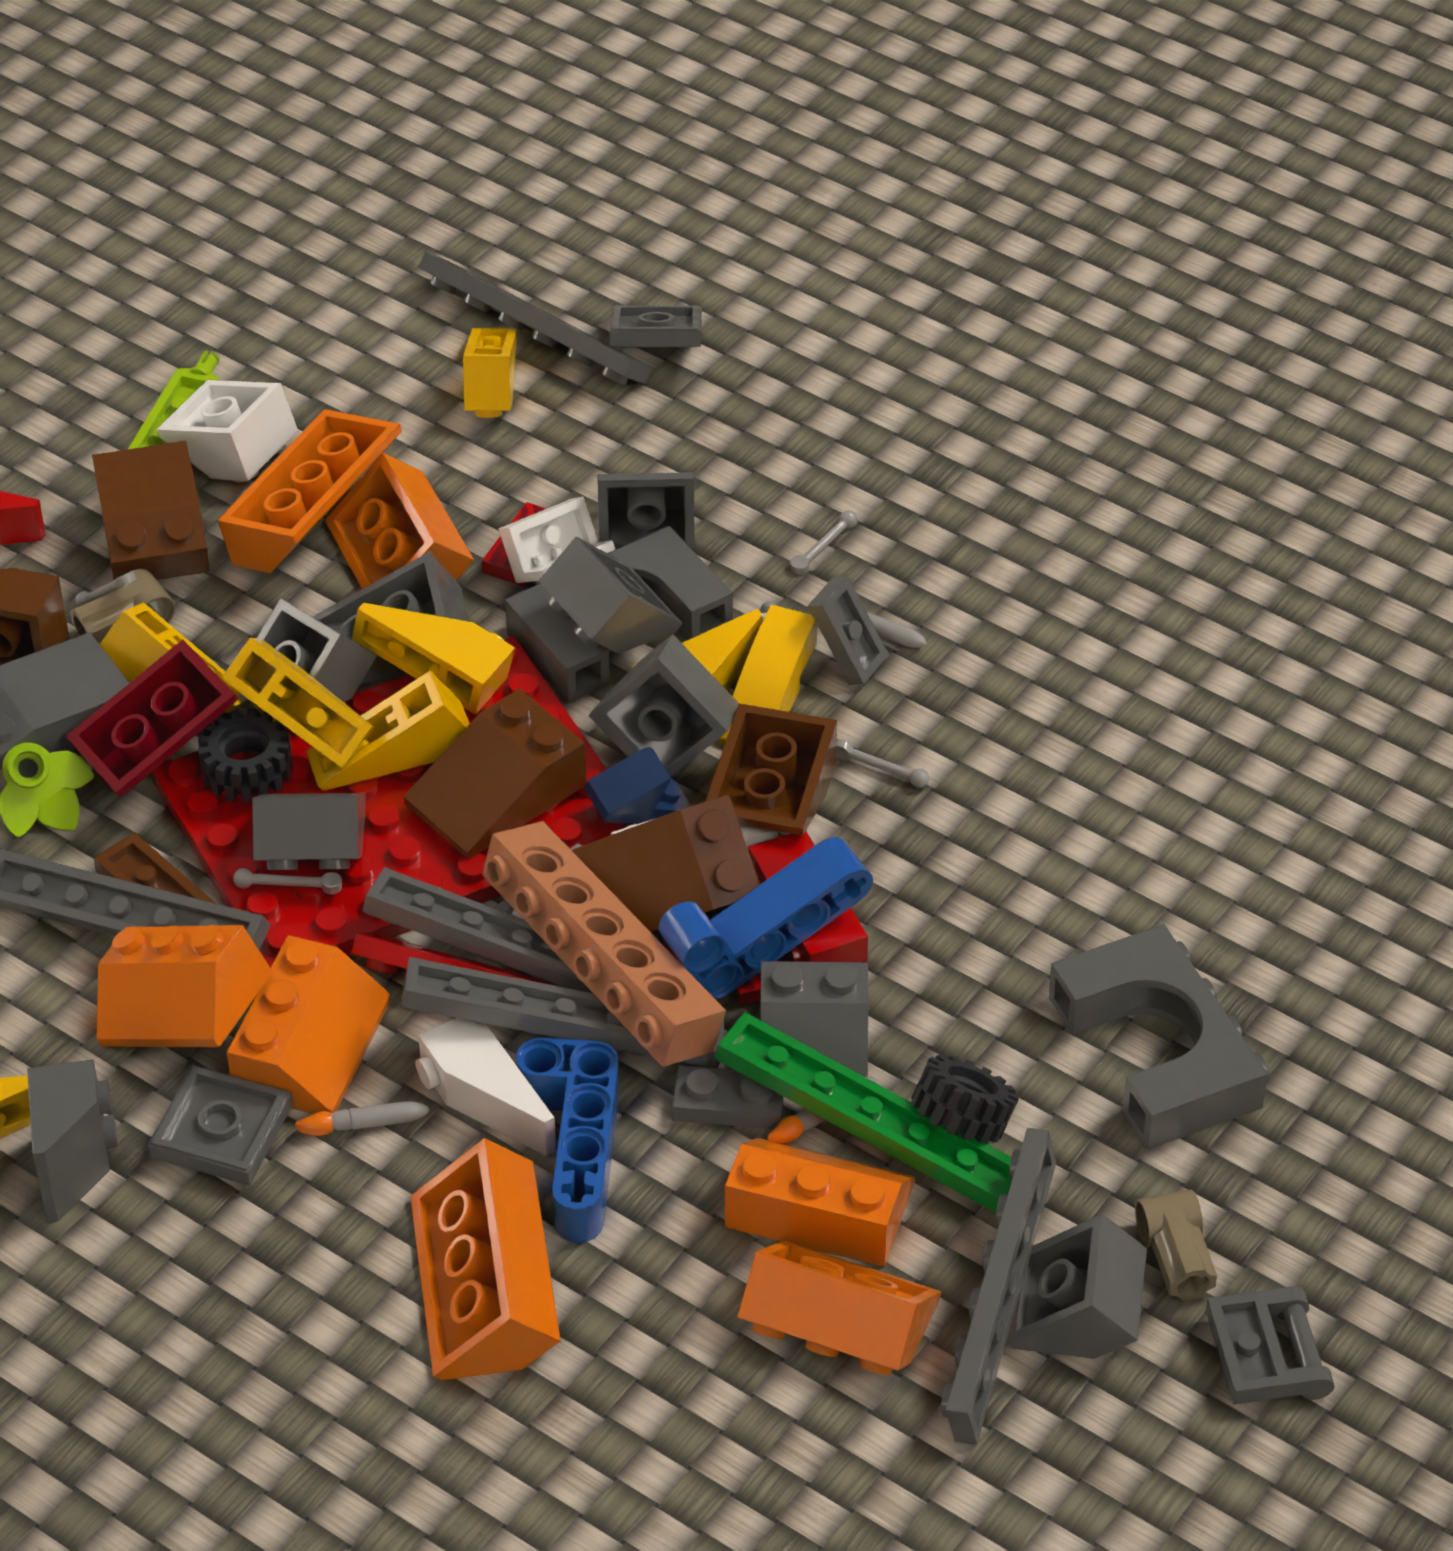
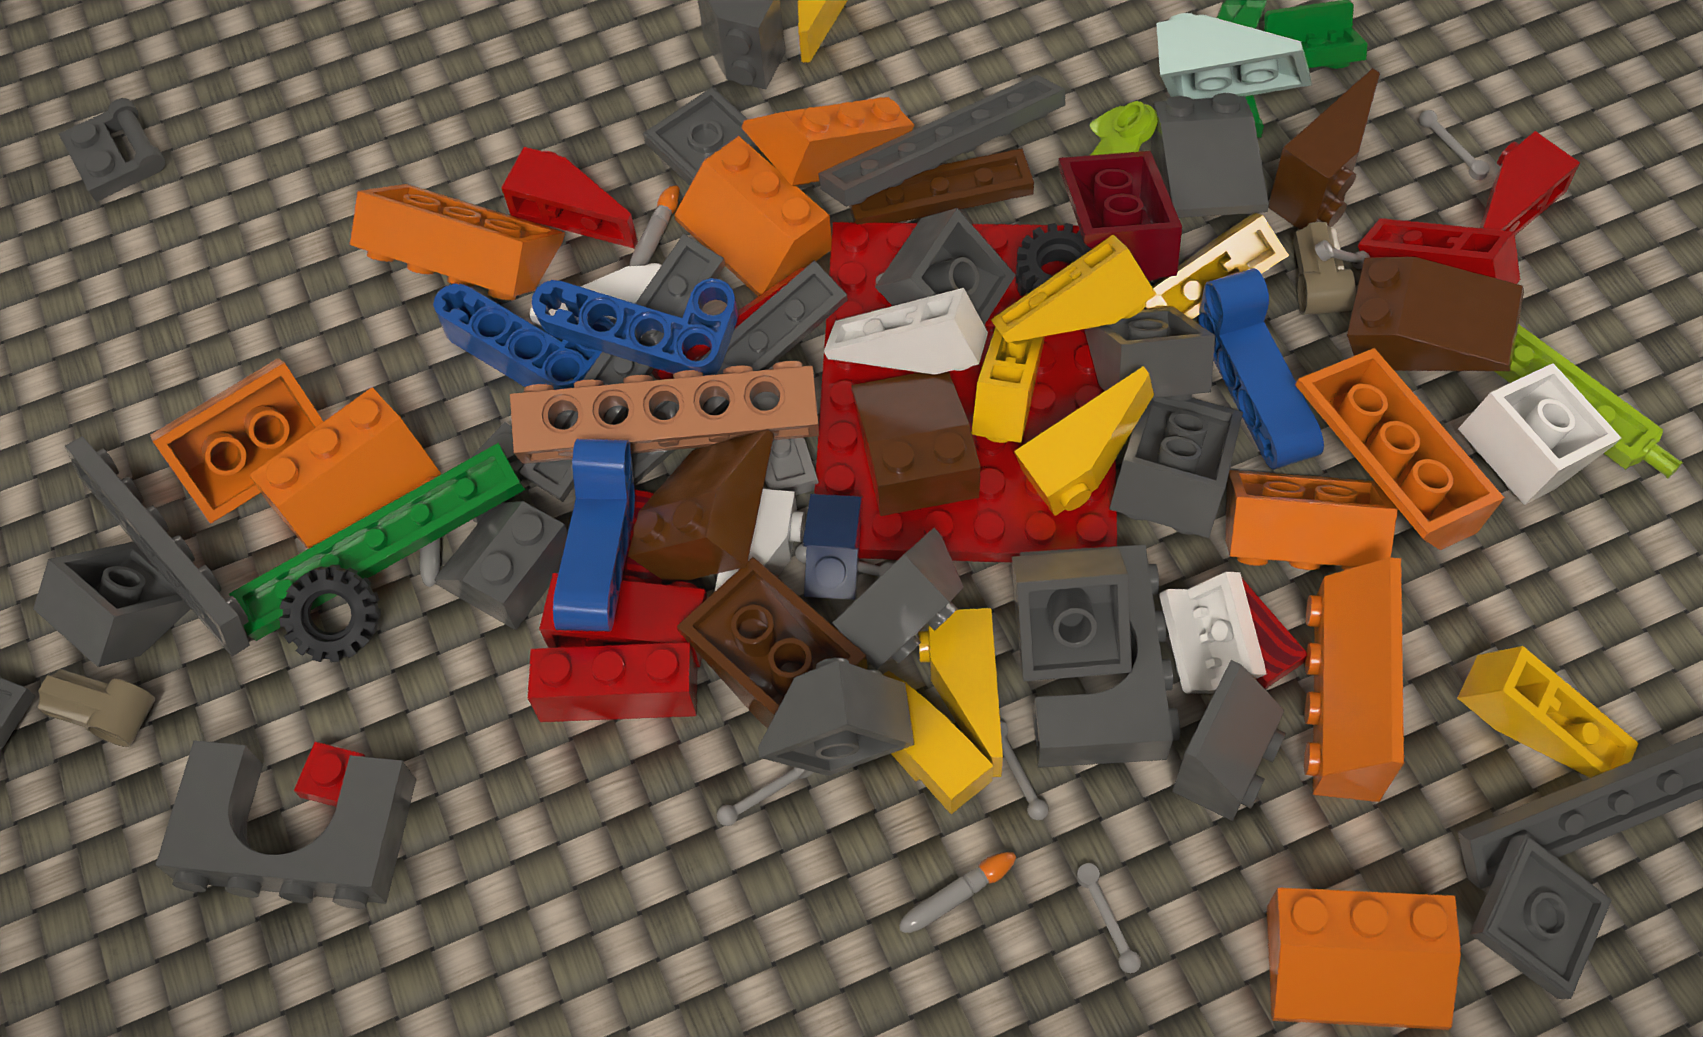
camera: 125 degrees right, 15 degrees up
(64, 526) = (1465, 248): none -> red slope
(307, 580) = (1256, 370): none -> blue beam
(372, 1203) = (561, 196): none -> red slope
(397, 811) = (915, 336): none -> white slope
(530, 947) = (635, 320): none -> blue beam
(537, 449) = (1356, 682): none -> orange slope
(749, 403) = (1363, 958): none -> orange slope
(812, 681) = (838, 719): none -> dark grey slope
(848, 630) = (925, 828): dark grey plate -> none
(898, 908) = (613, 682): none -> red brick
(1094, 1045) = (324, 773): none -> red plate

